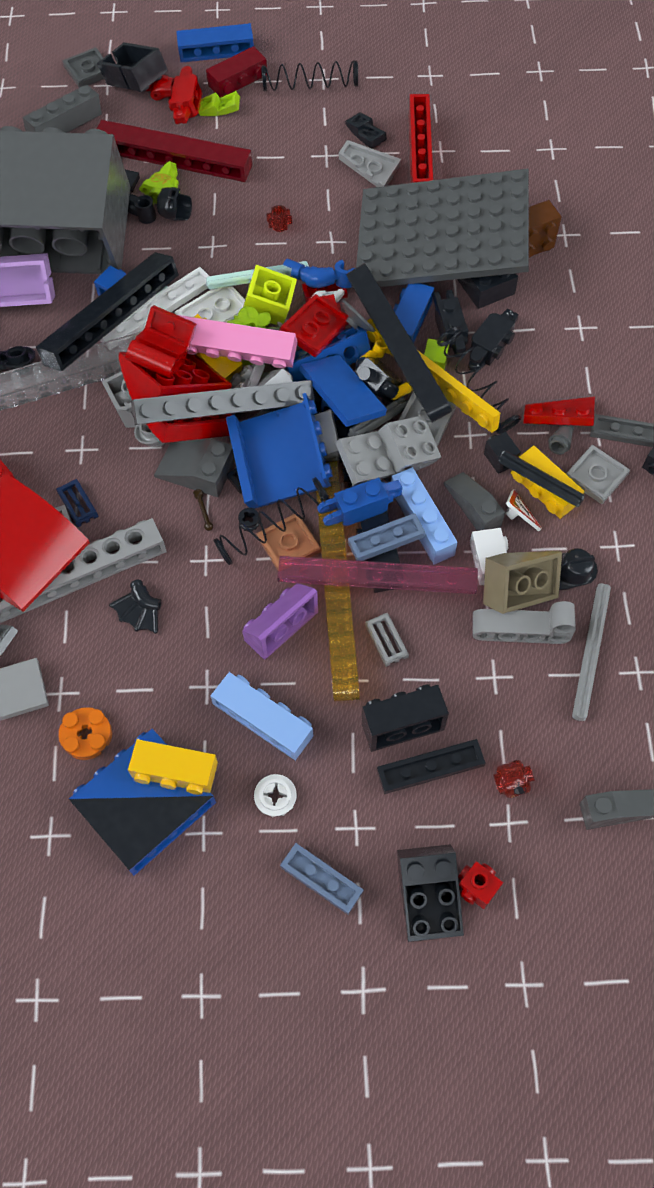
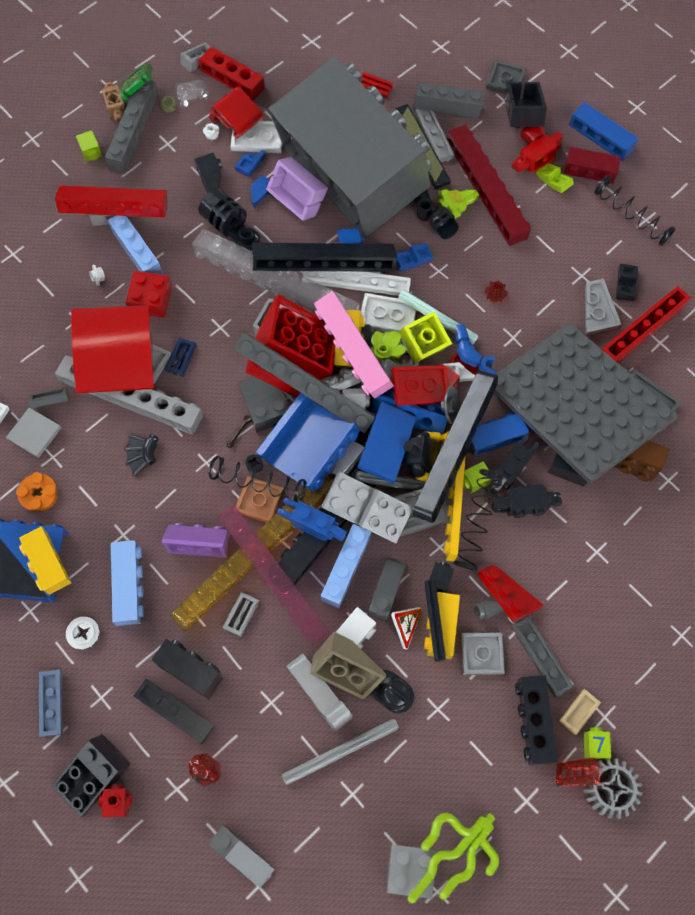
camera: 45 degrees right, 5 degrees up
(162, 343) = (306, 312): red piece -> none
(181, 250) = (414, 257): none -> blue slope
(386, 537) = (302, 557): sand blue plate -> none

